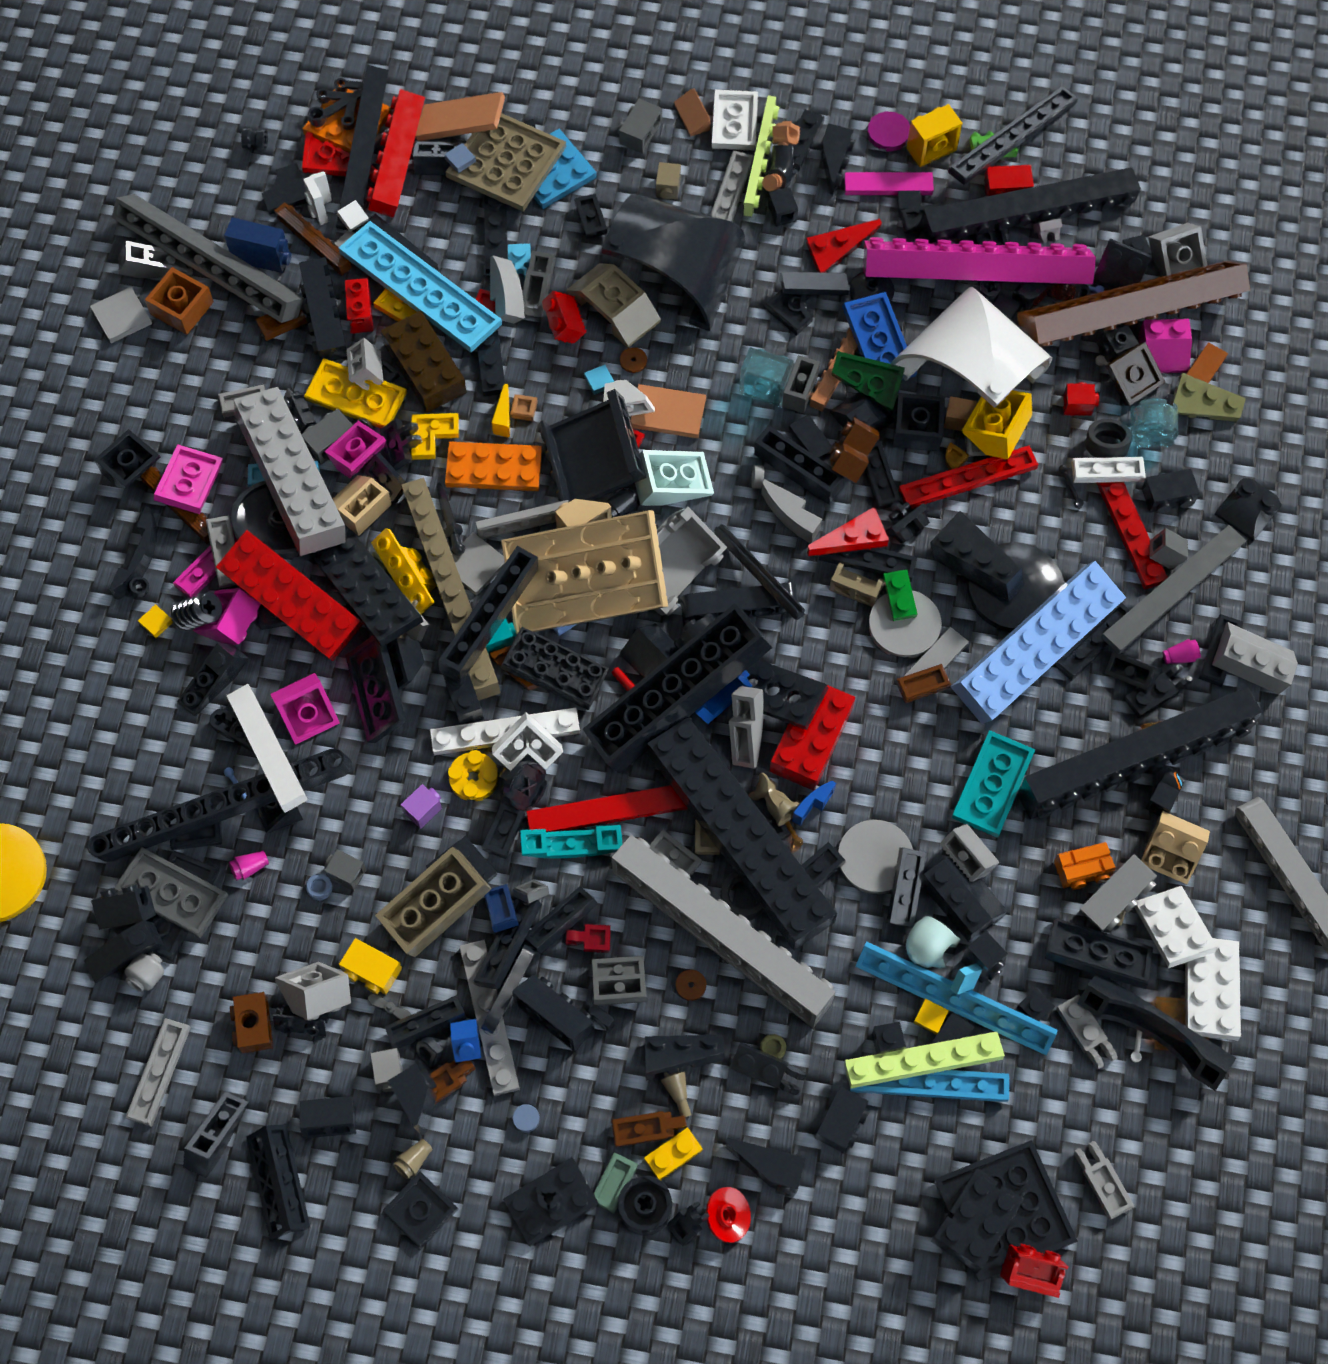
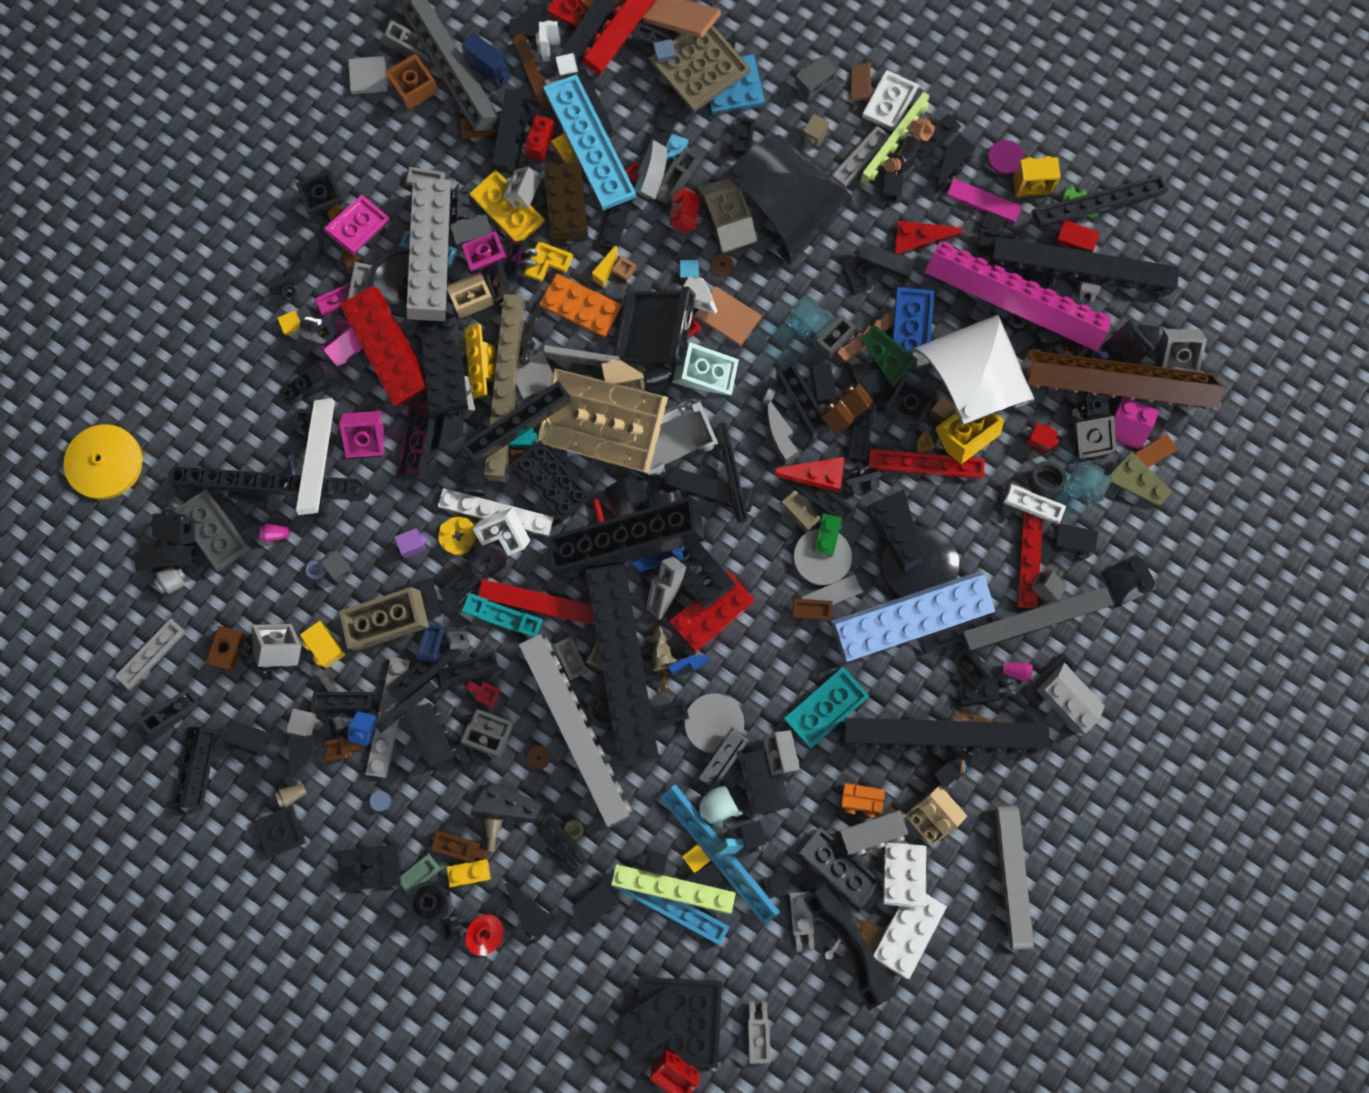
camera: 25 degrees right, 10 degrees up
(861, 287) = (919, 281): black dish -> none

